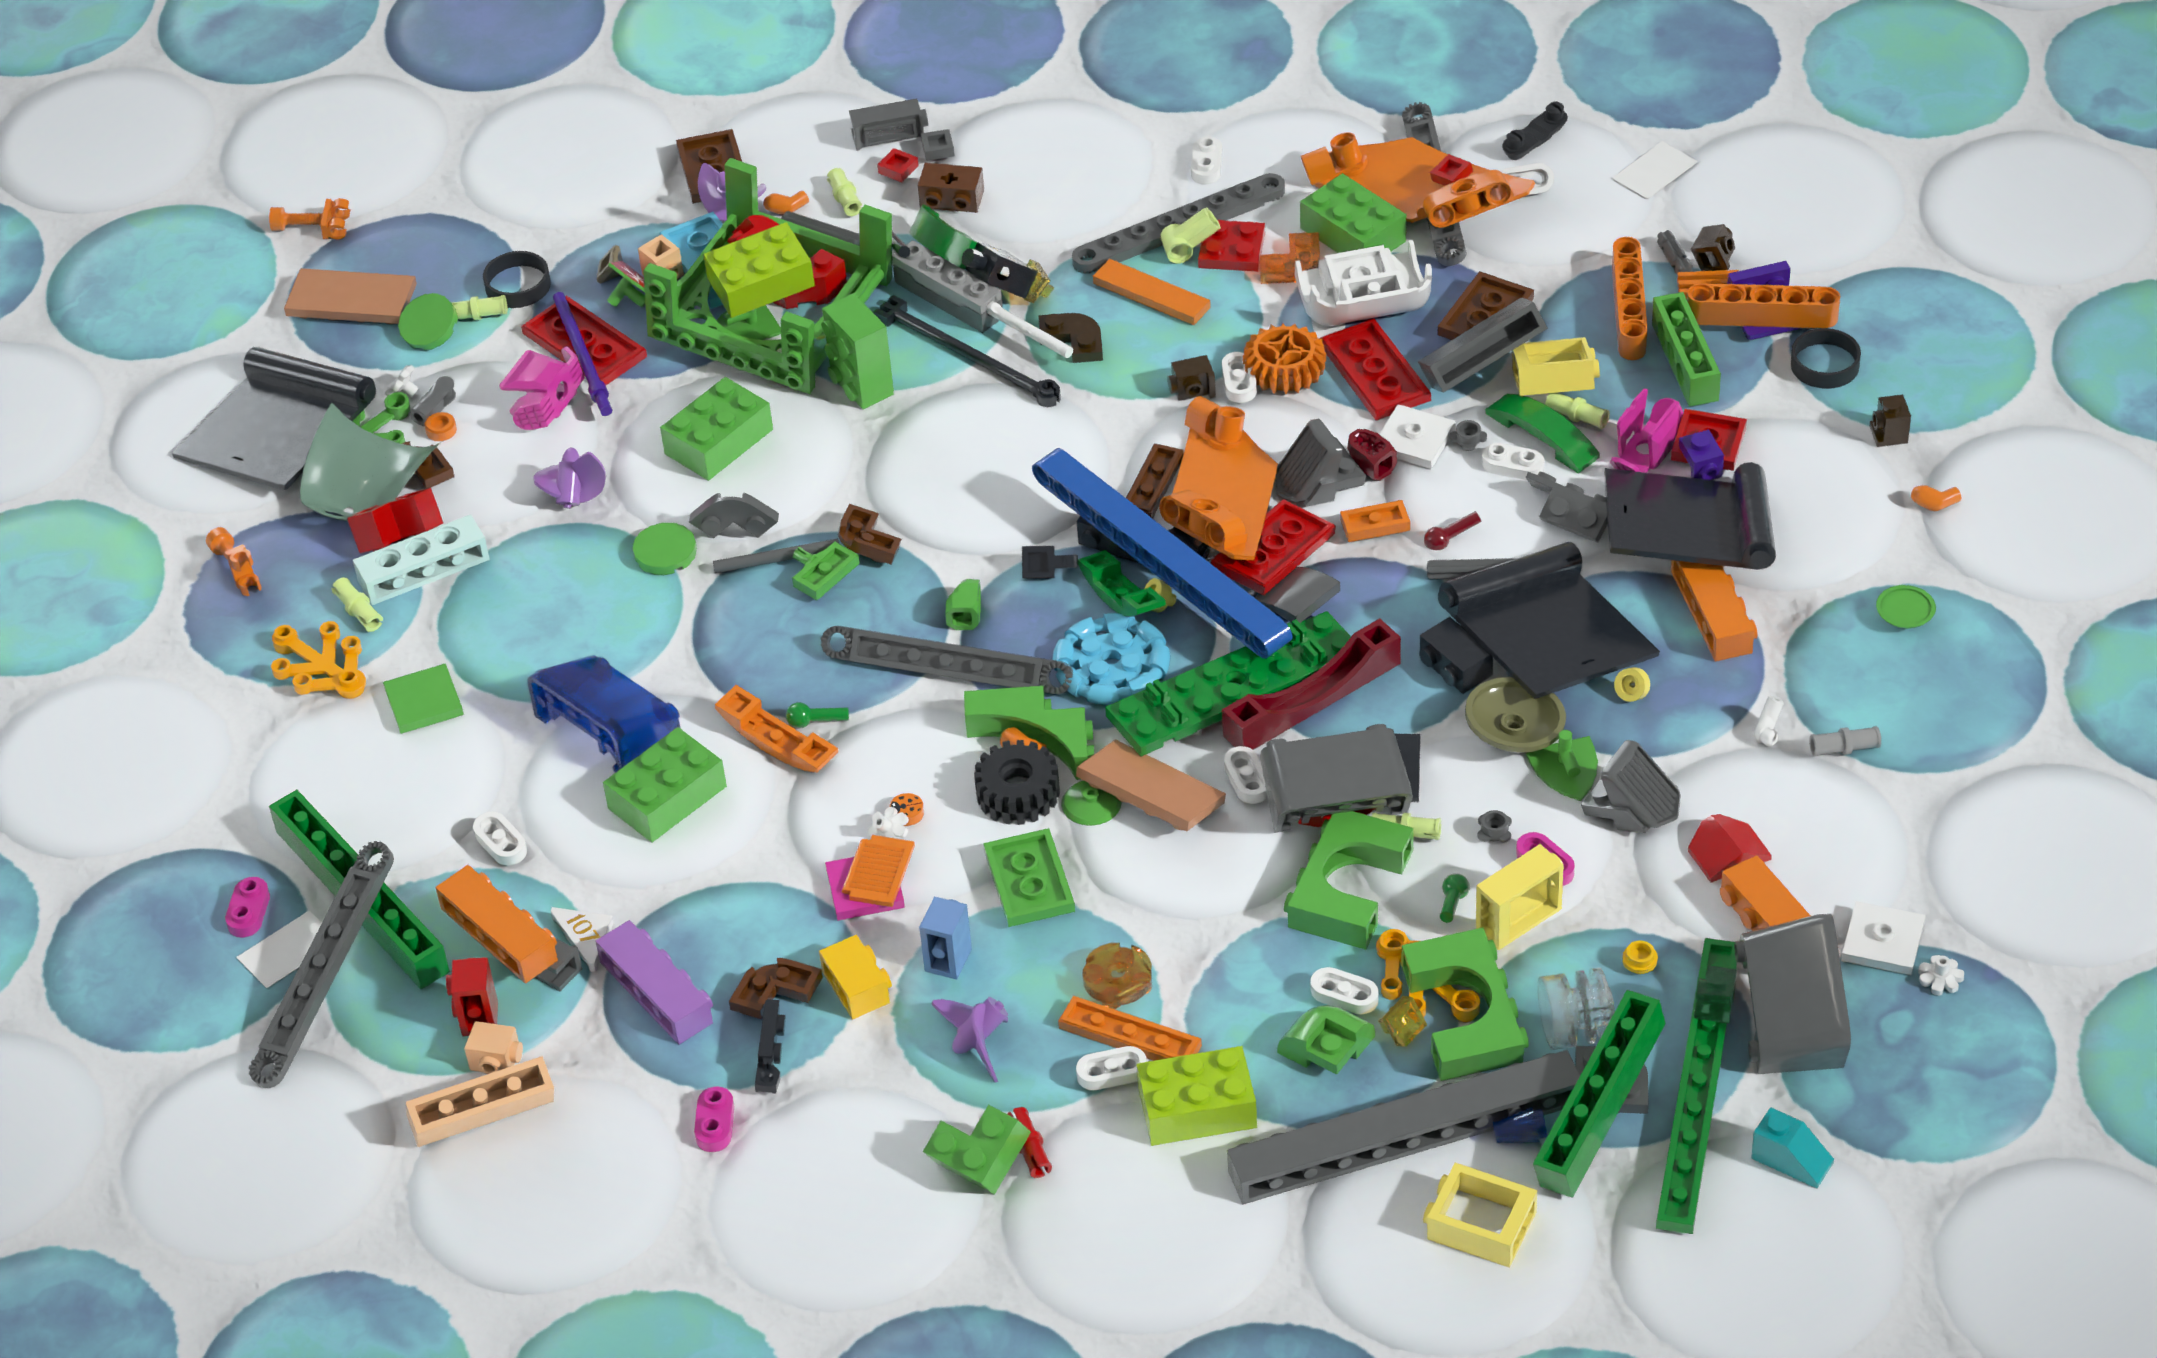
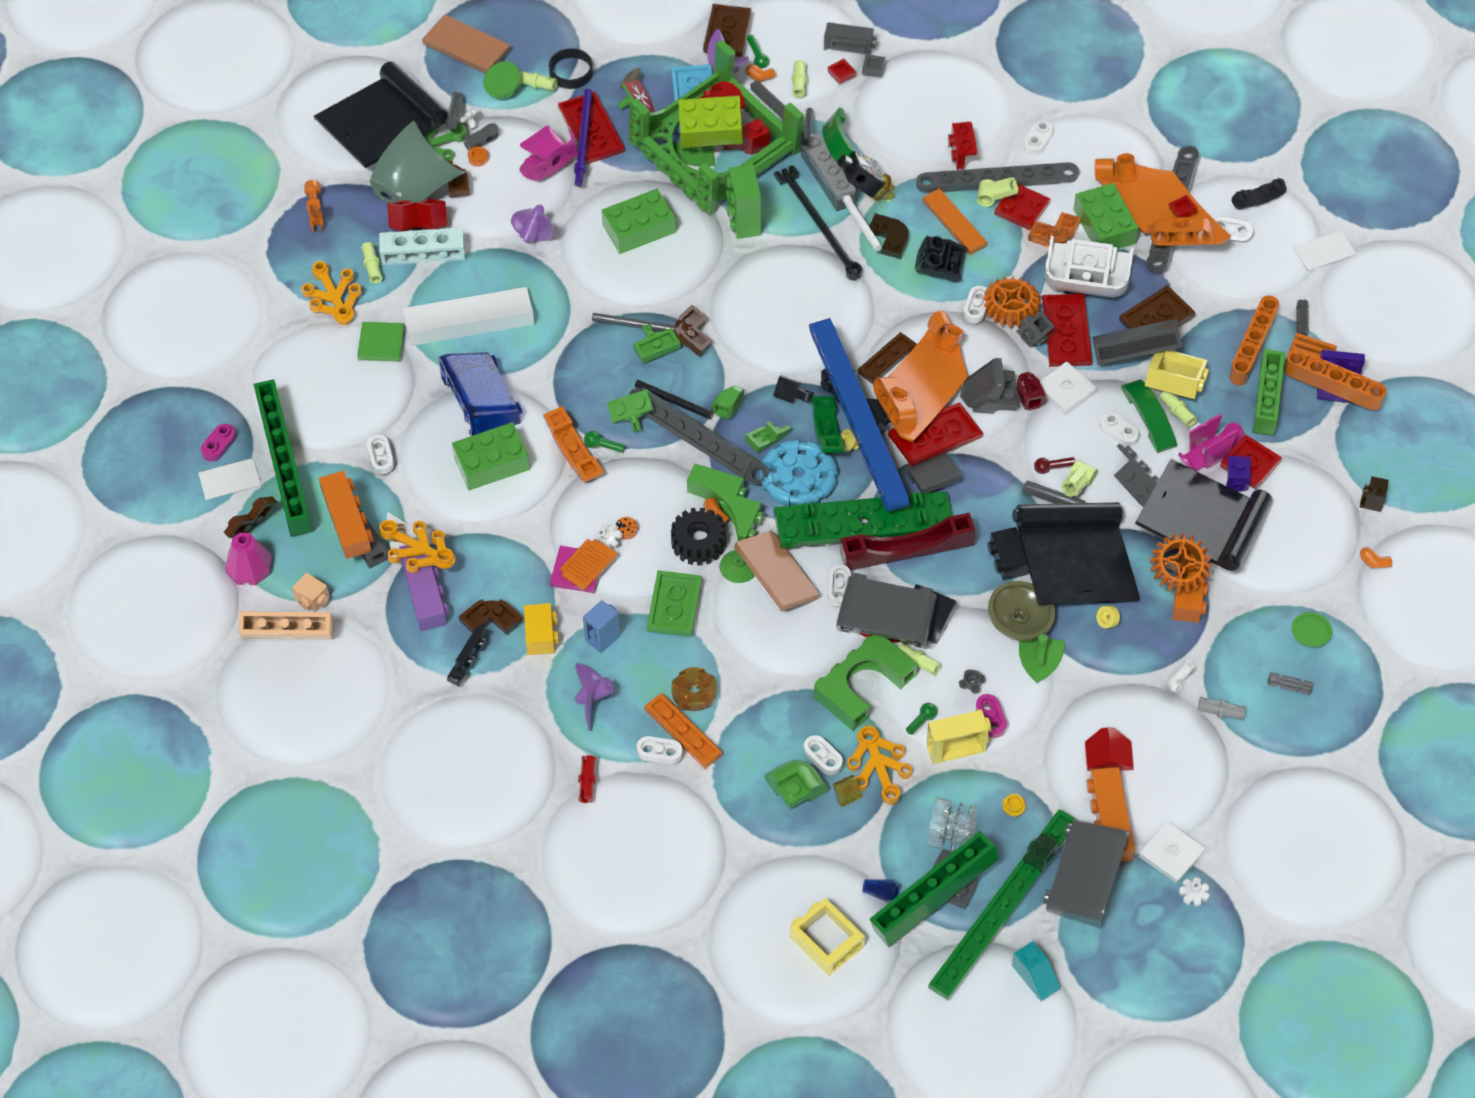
camera: 20 degrees right, 10 degrees up
(321, 965) = (236, 500): dark grey plate -> none
(343, 992) = (258, 513): none -> reddish brown plate
(374, 1038) = (247, 560): none -> dark pink cone
(376, 371) = (454, 110): none -> dark grey axle
(472, 993) = (313, 554): red brick -> none
(534, 625) = (468, 316): none -> white arch
(661, 253) = (660, 89): light nougat brick -> none
(664, 548) = (569, 292): bright green tile -> none
(665, 930) = (442, 557): none -> light orange plant
(714, 1115) = (417, 687): dark pink plate -> none
(746, 512) = (608, 283): dark grey plate -> none
(774, 185) = (760, 60): none -> green bar
(834, 657) = (631, 408): none -> bright green plate
(909, 630) = (676, 400): none -> black bar
(951, 187) = (865, 100): reddish brown brick -> none
(983, 1155) = (553, 777): bright green brick -> none
(1040, 631) = (765, 437): none -> bright green slope
(1110, 194) = (962, 142): none -> red bracket
(1157, 338) = (940, 258): none -> black slope
(1192, 378) = (946, 294): dark brown brick -> none
(1197, 1095) = (698, 789): lime brick -> none
(1336, 377) = (1035, 328): none -> dark grey brick
(1375, 521) = (1009, 439): orange plate -> none
(1399, 1127) = (808, 859): dark grey brick -> none
(1468, 435) = (1099, 395): dark grey plate -> none
(1470, 962) = (891, 824): bright green arch -> none
(1496, 533) = (1079, 476): none -> yellowish green piece
(1633, 792) = (1068, 693): dark grey piece -> none
(1693, 587) = (1172, 563): none -> orange gear
(1718, 243) = (1327, 324): dark brown brick -> none
(1829, 337) = (1354, 448): black tyre -> none
(1915, 680) = (1290, 683): none -> dark grey axle

